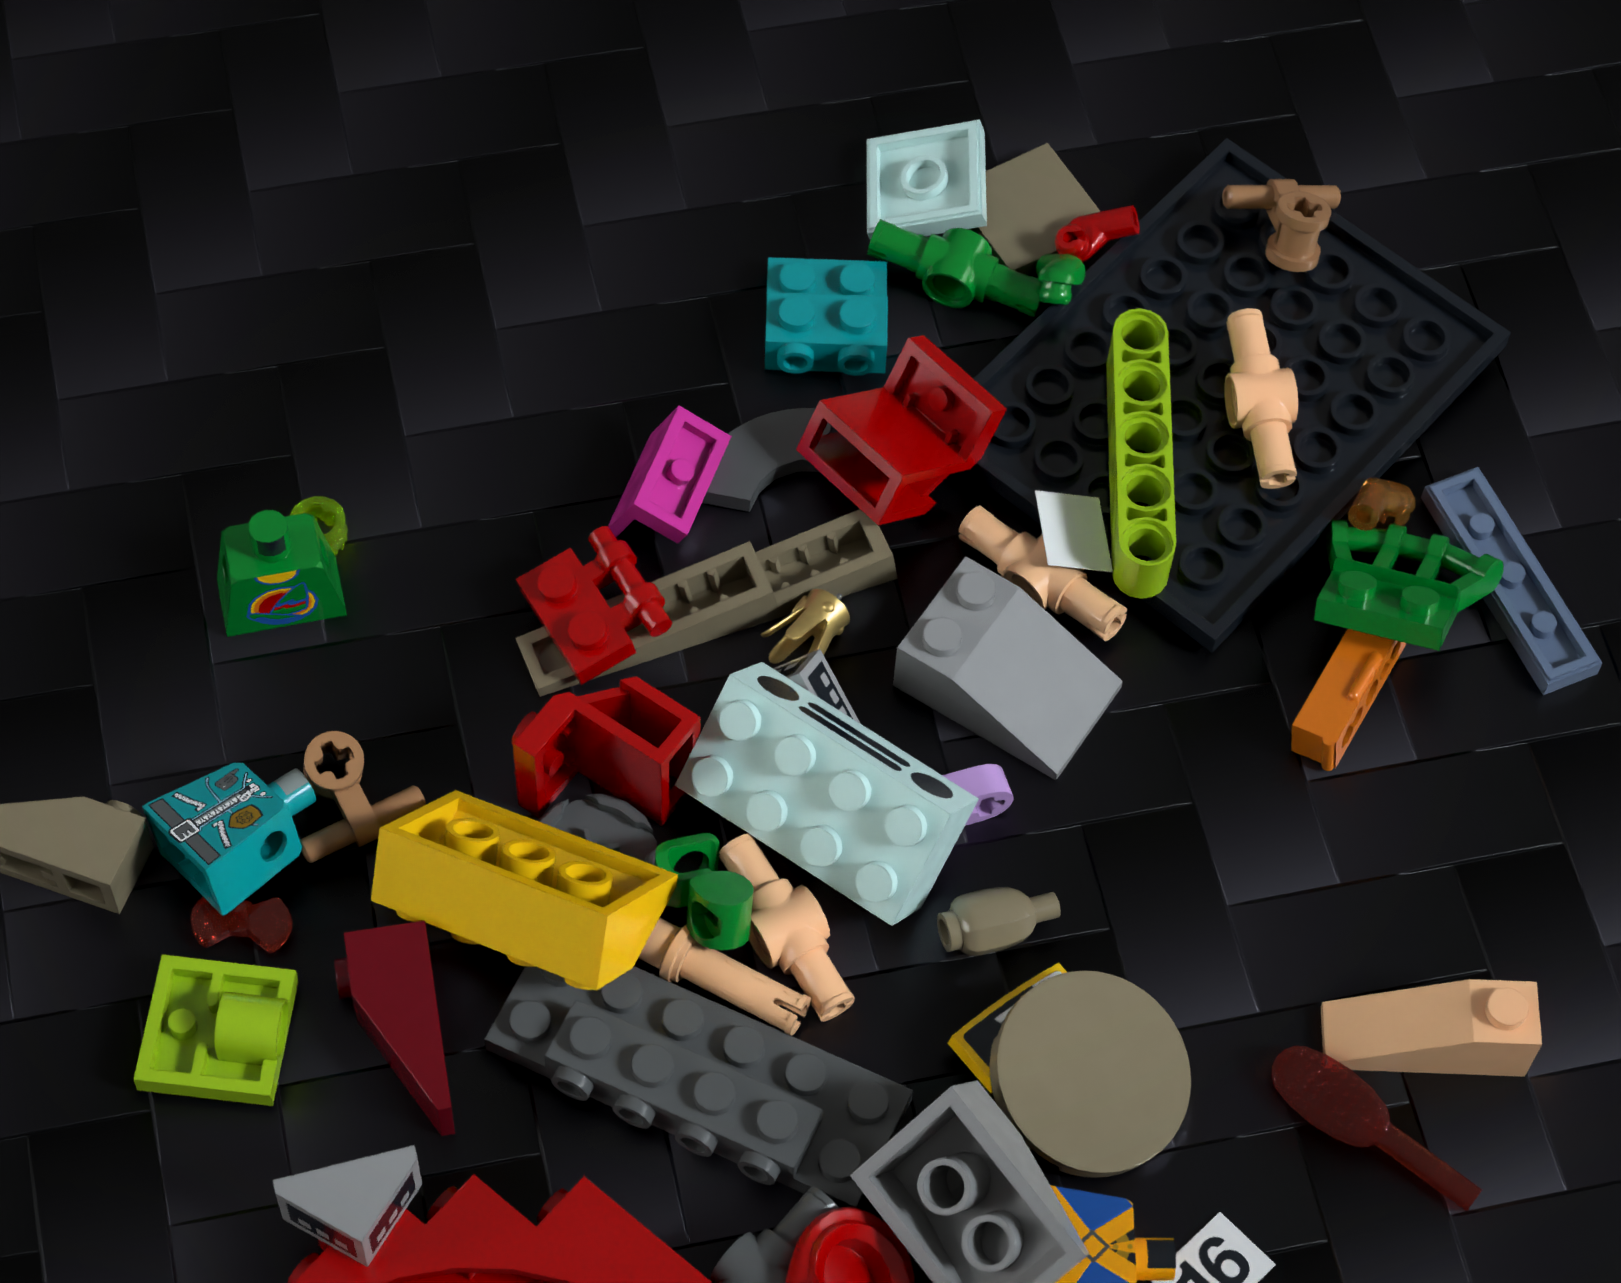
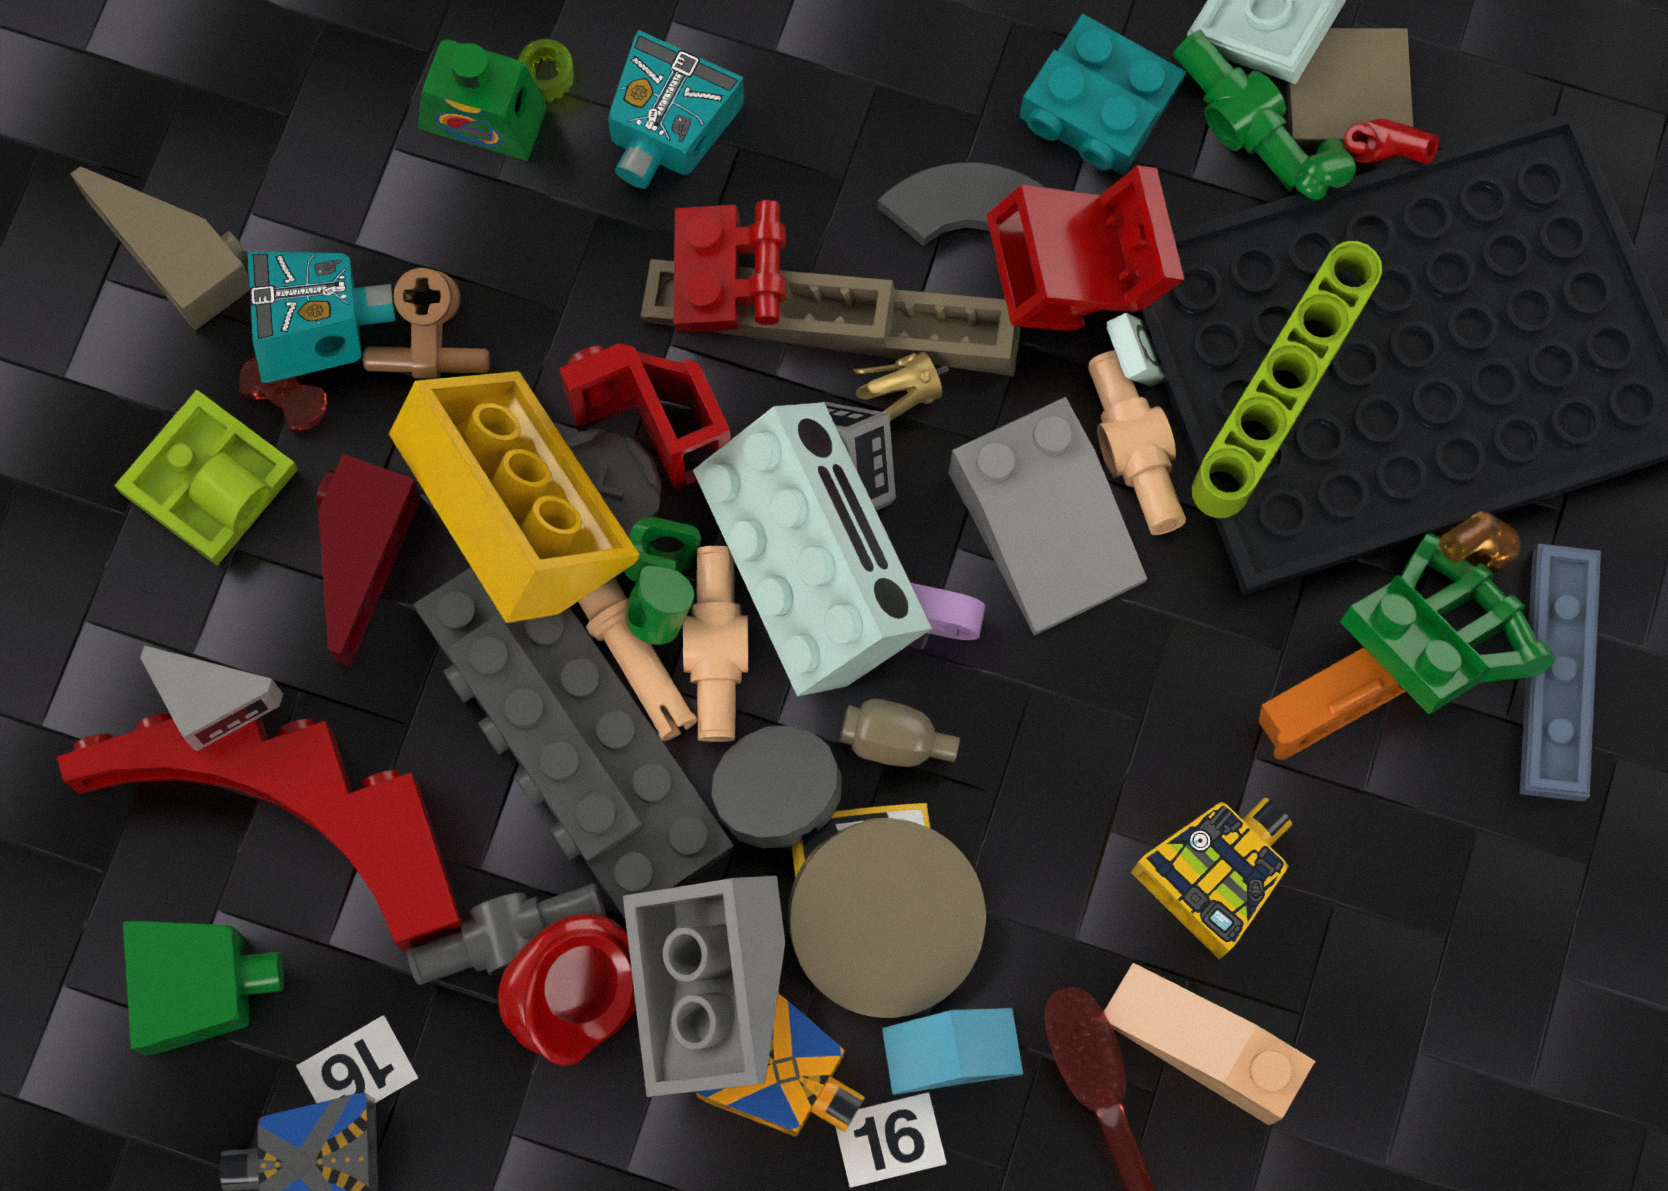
camera: 30 degrees right, 15 degrees up
(455, 502) = (669, 109): none -> teal torso
(672, 476) = (867, 182): dark pink panel -> none
(920, 1016) = (776, 786): none -> dark grey tile
(993, 498) = (1135, 349): none -> light aqua tile
(1073, 531) = (1182, 421): white sticker -> none
(1215, 1161) = (952, 1049): none -> medium azure slope
(1261, 398) = (1431, 385): light nougat pin -> none
(1296, 214) = (1581, 225): medium nougat piece -> none
(1346, 885) = (1218, 871): none -> torso

